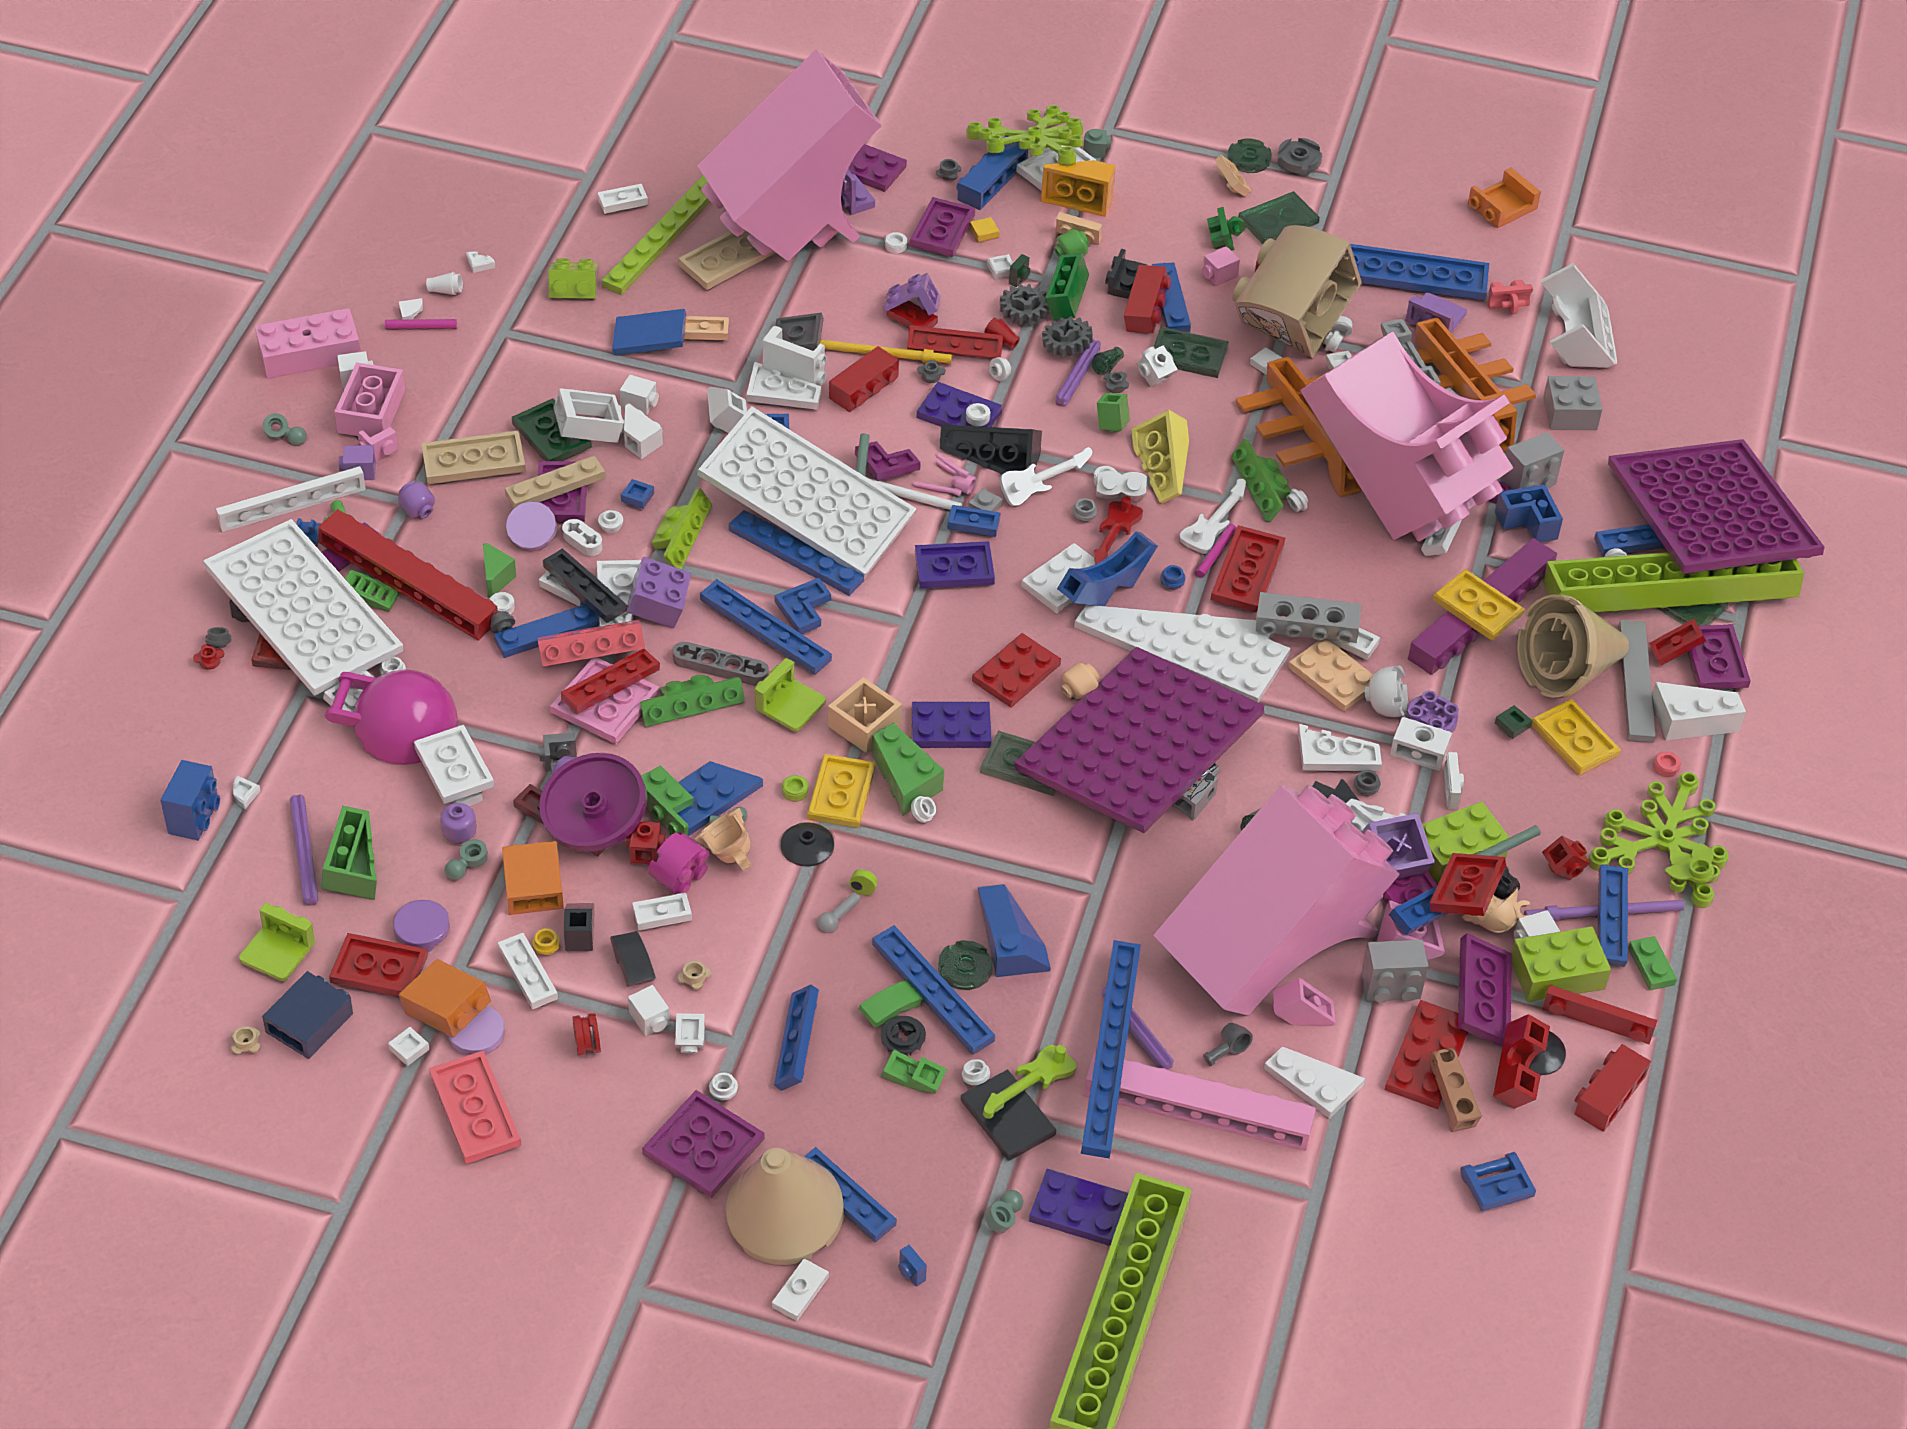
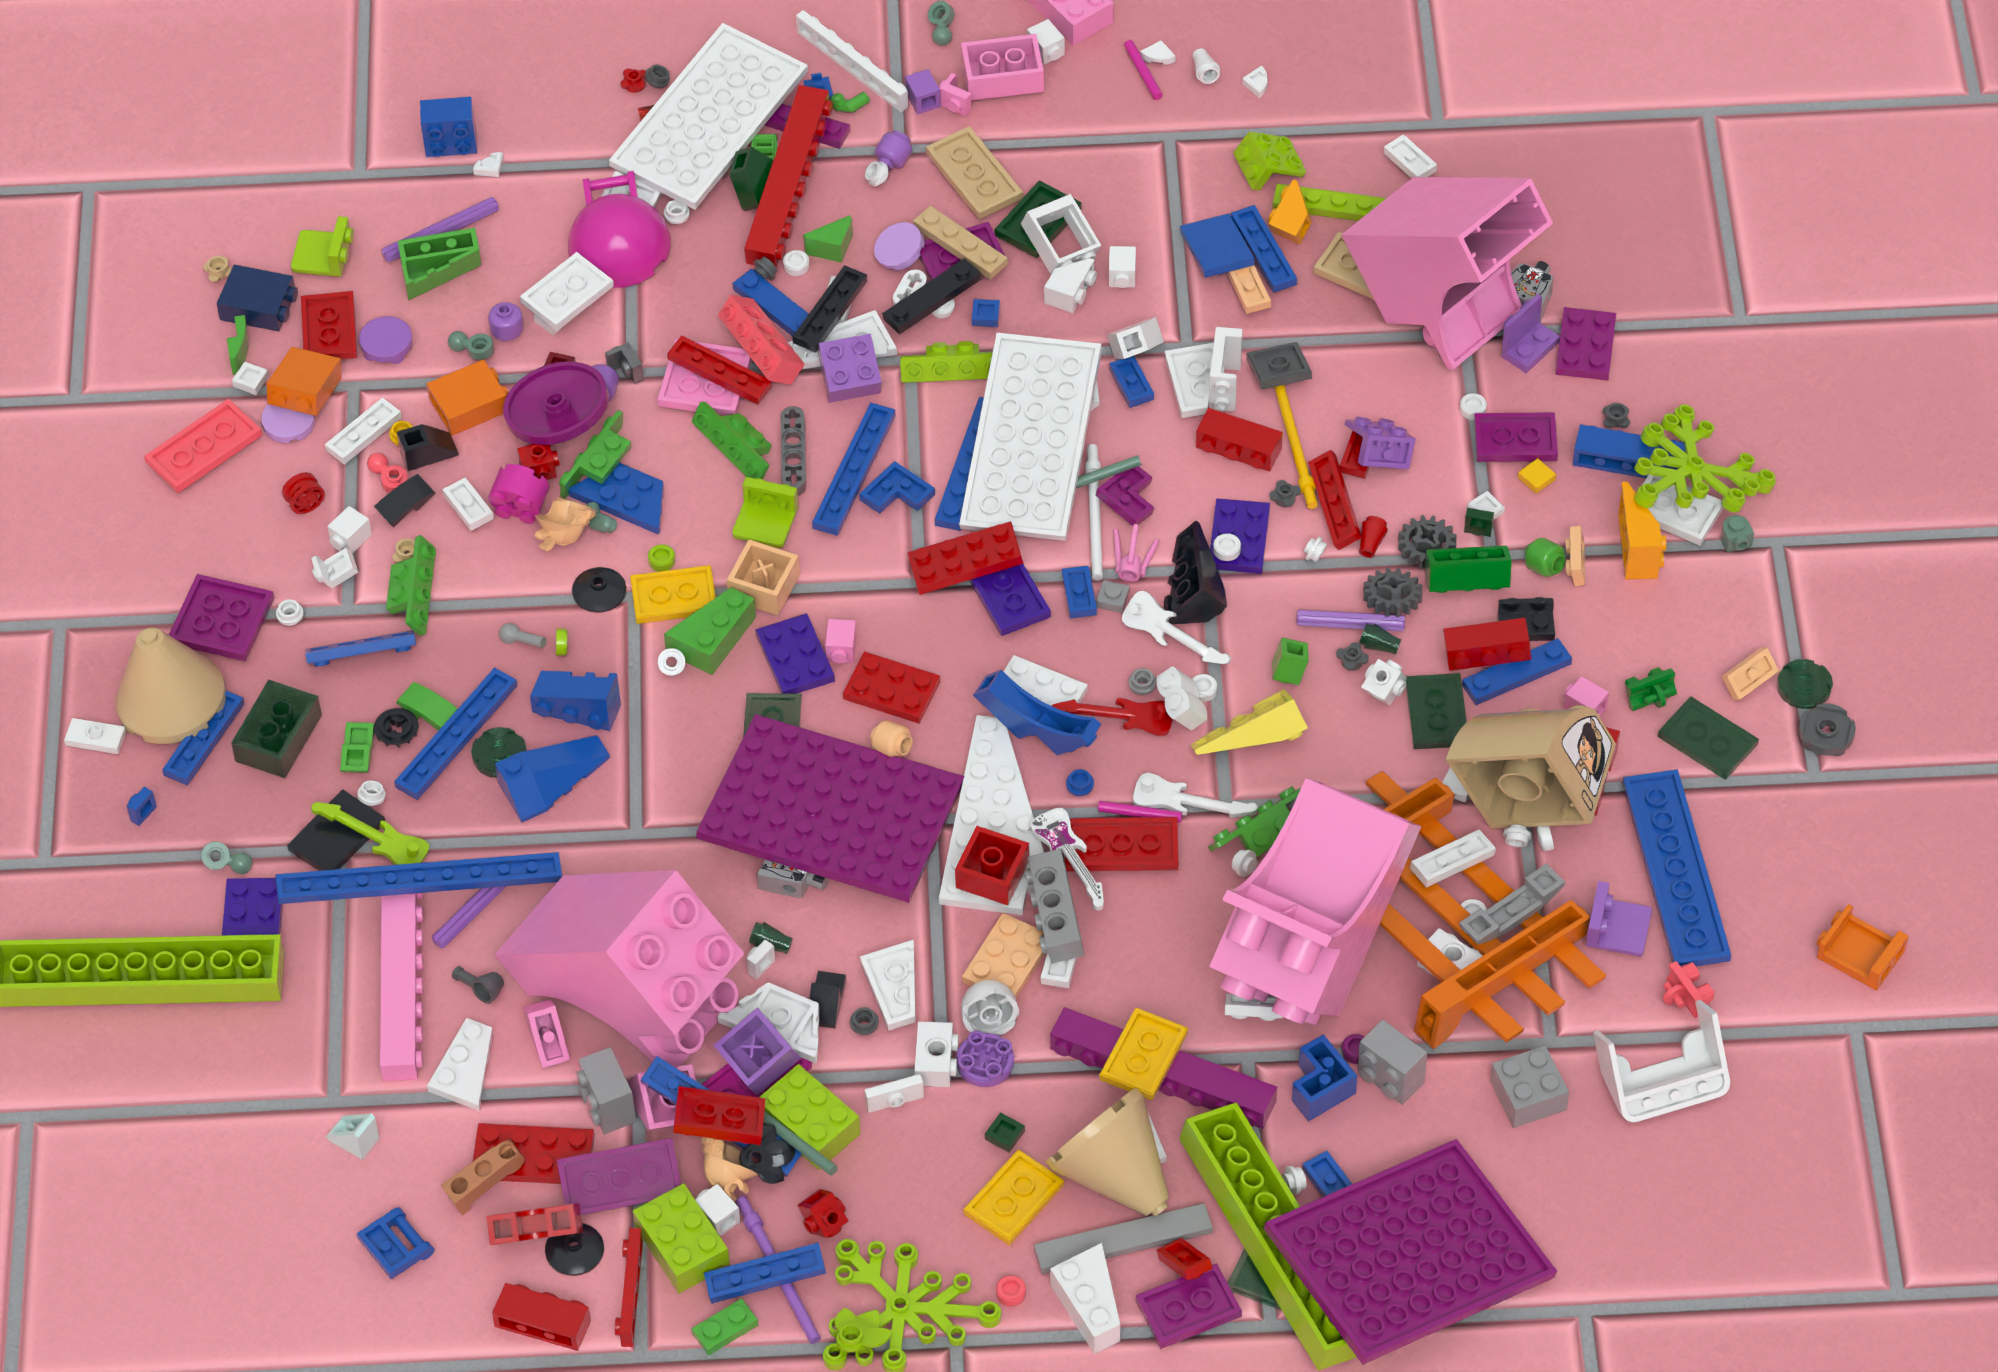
camera: 75 degrees right, 5 degrees up
(367, 1045) = (238, 345): none -> bright green slope
(396, 598) = (749, 176): none -> dark green slope
(428, 519) = (876, 173): none -> white plate
(597, 964) = (378, 464): none -> coral plate
(605, 518) = (931, 296): none -> black plate
(647, 275) = (1292, 216): none -> light orange slope
(693, 305) = (1264, 249): none -> blue plate
(738, 983) = (411, 585): none -> bright green bracket
(872, 1124) = (276, 728): none -> clear green brick
(908, 577) = (965, 558): none -> red plate
(941, 884) = (577, 698): none -> blue wedge
(956, 685) = (841, 641): none -> bright pink brick
(1226, 600) = (1055, 831): none -> white piece
(1256, 641) = (992, 865): none -> red brick
(1368, 1180) = (355, 1134): none -> light aqua slope

